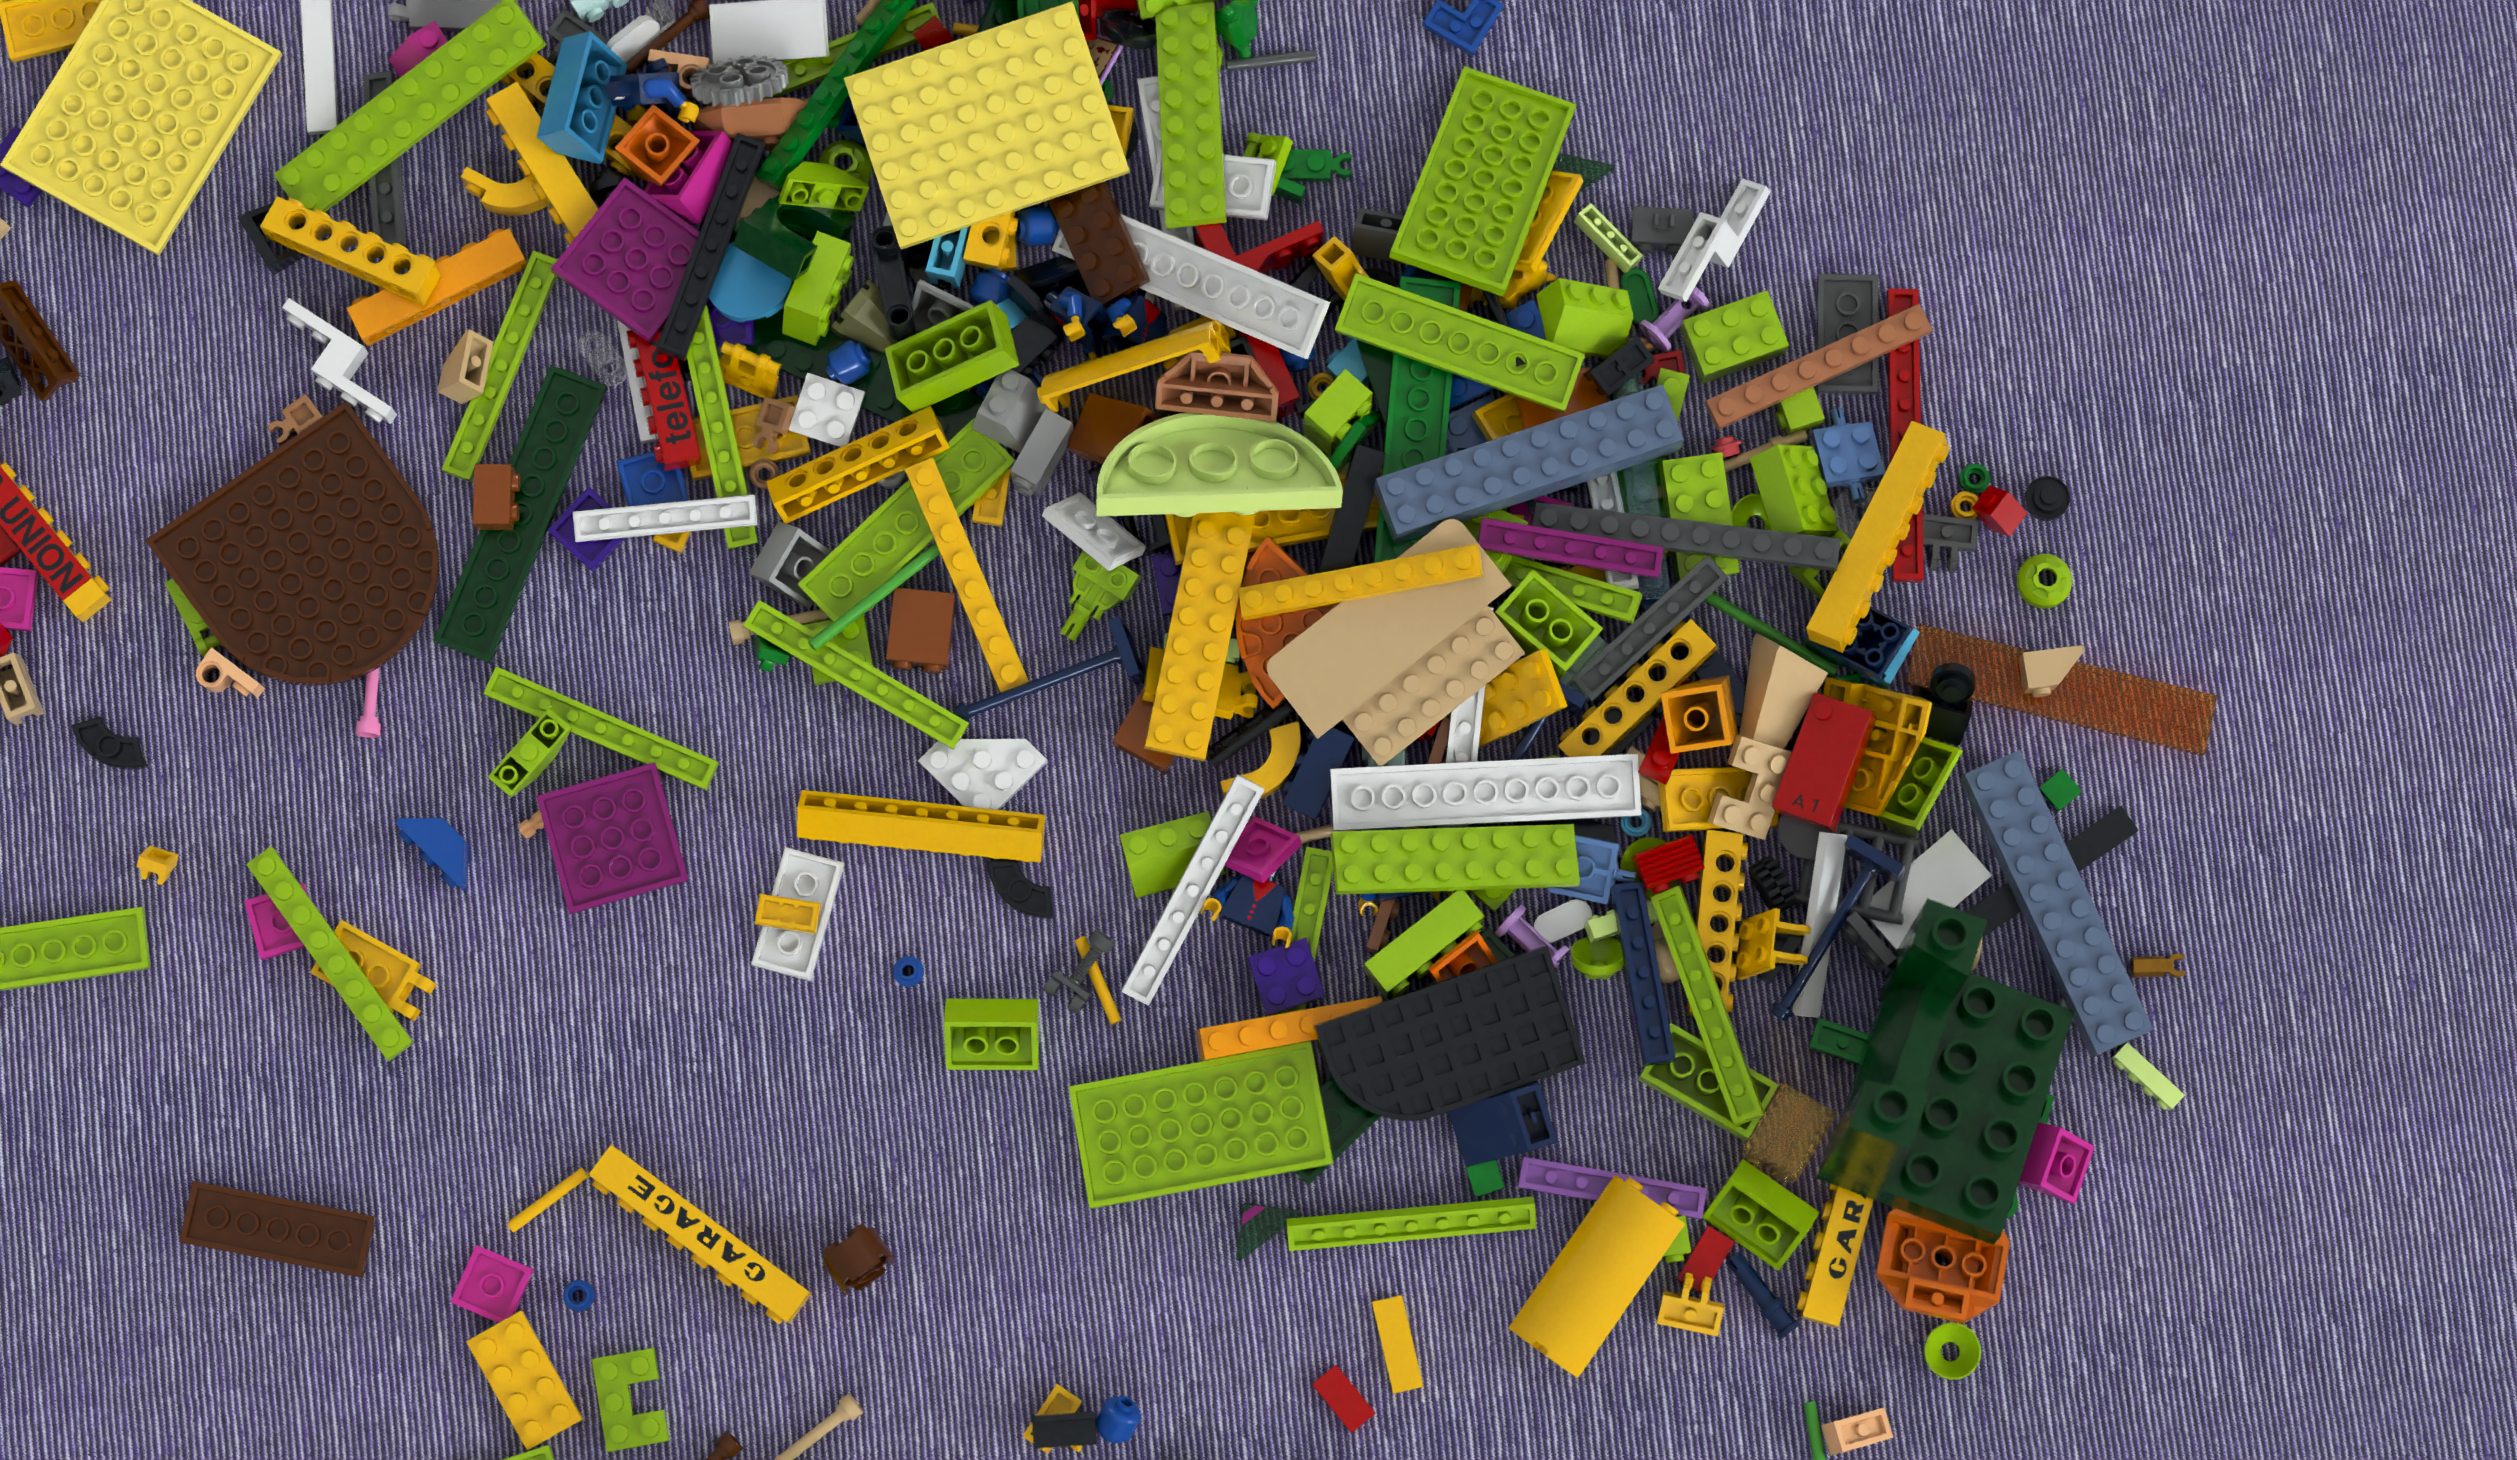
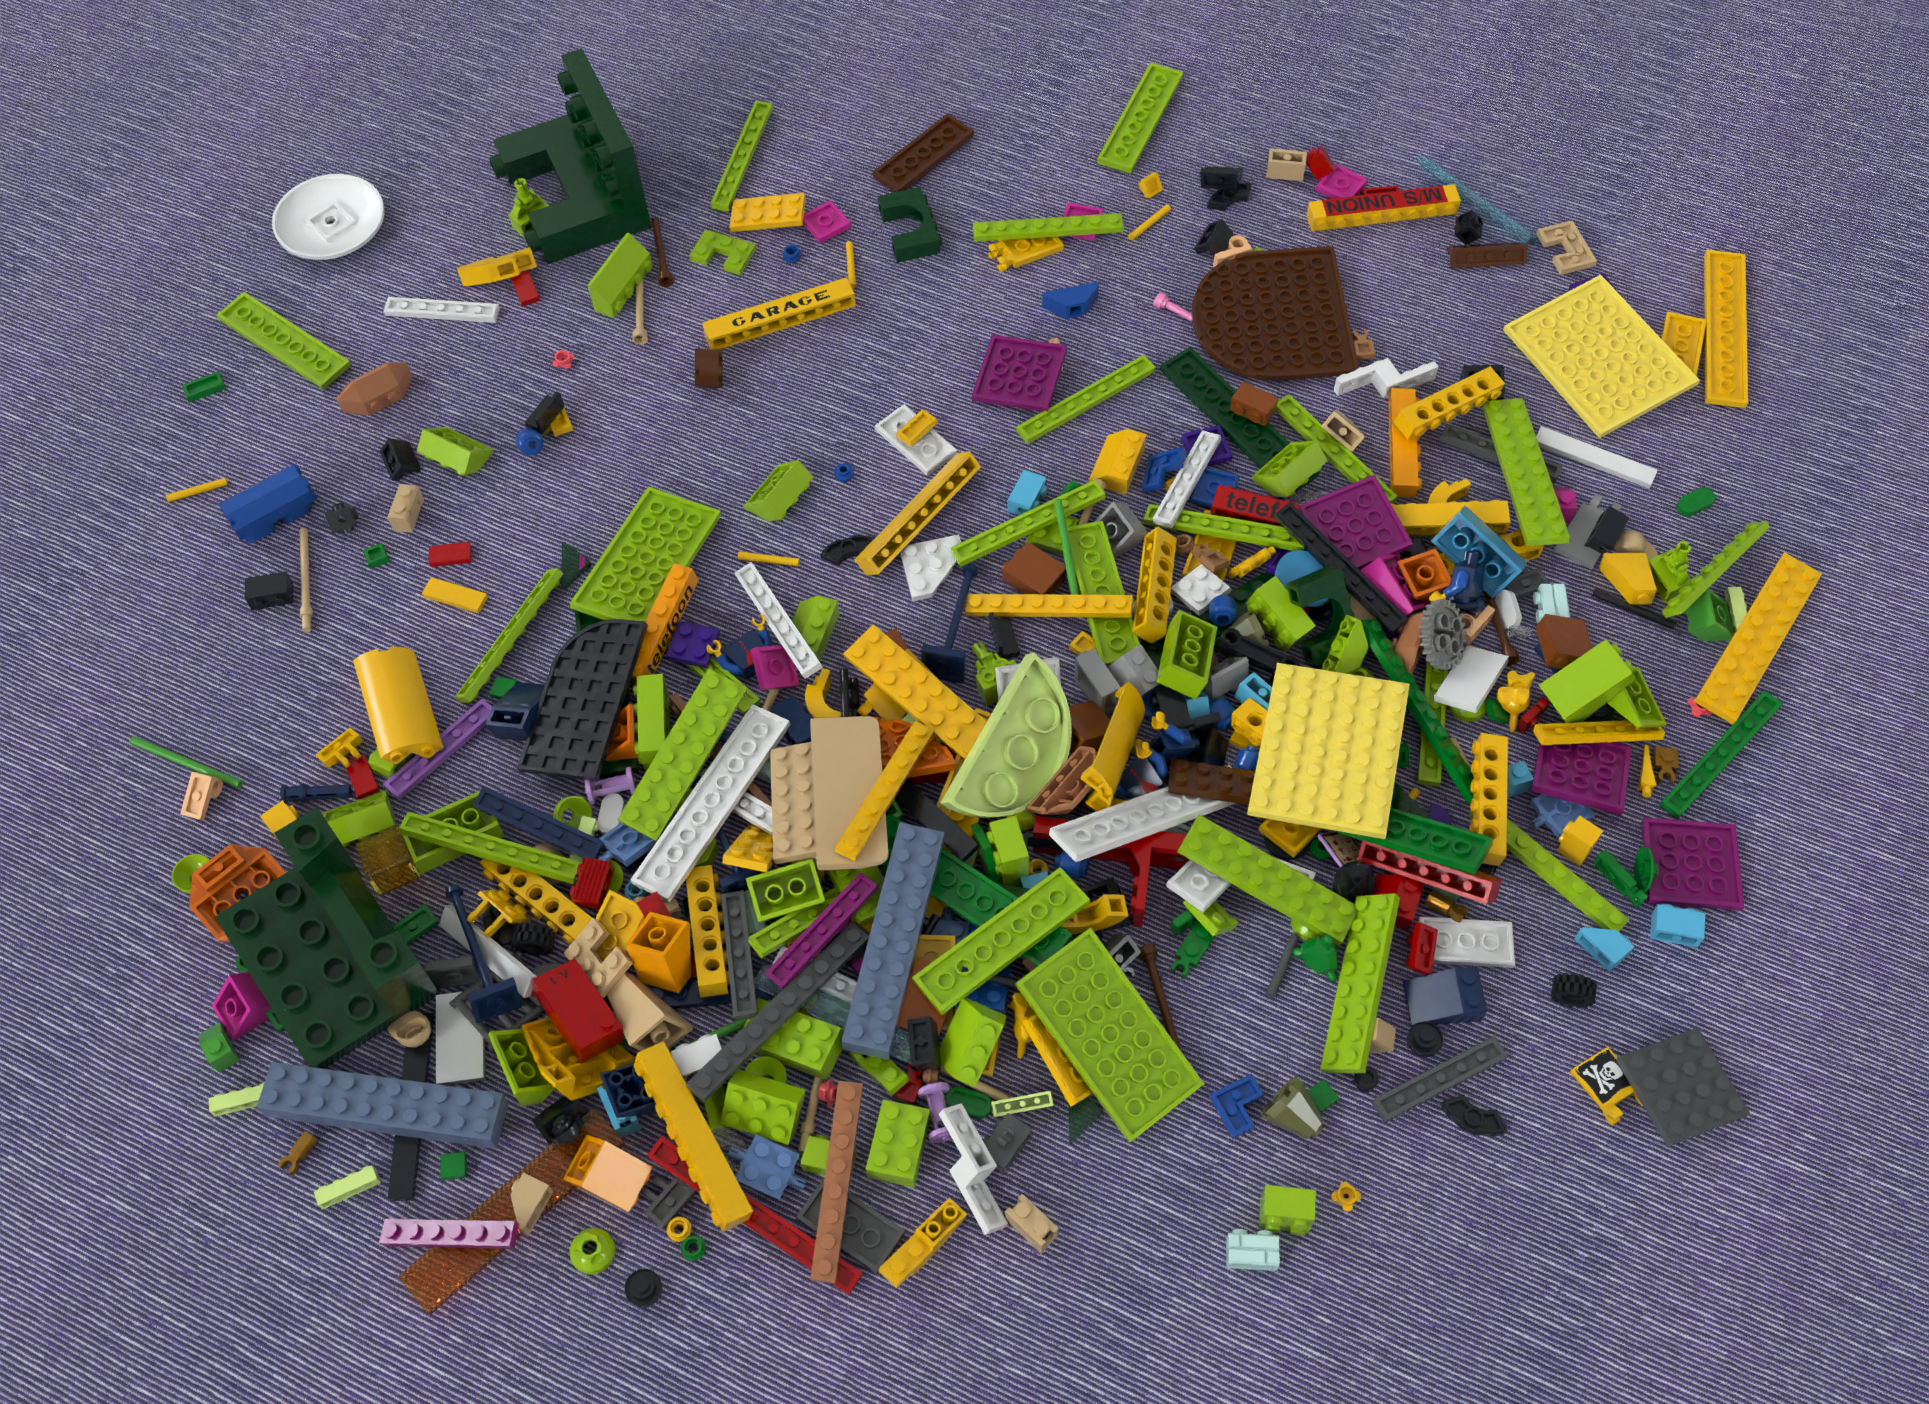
camera: 125 degrees right, 20 degrees down
(96, 767) = (1220, 177): none -> black tile
(211, 718) = (1214, 238): none -> black panel
(226, 828) = (1149, 222): none -> yellow bar
(388, 1175) = (912, 205): none -> dark green arch
(531, 754) = (1091, 355): lime slope -> none
(575, 397) = (1290, 468): none -> lime slope
(662, 569) = (1158, 466): none -> blue plate
(680, 628) = (1119, 459): none -> yellow slope
(804, 709) = (1027, 493): none -> medium azure brick
(932, 34) = (1412, 769): red plate -> none
(1035, 613) = (1003, 637): none -> black panel
(1099, 944) = (776, 543): dark grey bar -> none
(1350, 206) = (1148, 955): none -> reddish brown piece
(1728, 152) = (1032, 1224): none -> tan brick
(1787, 596) = (694, 1056): none -> white brick
(1818, 249) = (923, 1243): none -> yellow slope
(1966, 611) = (608, 1173): none -> light orange slope
(1999, 510) = (656, 1244): red brick -> none
(2112, 1153) = (218, 1047): none -> bright green slope
(2133, 728) = (449, 1233): none -> plate
(2155, 884) = (347, 1187): none -> yellowish green piece

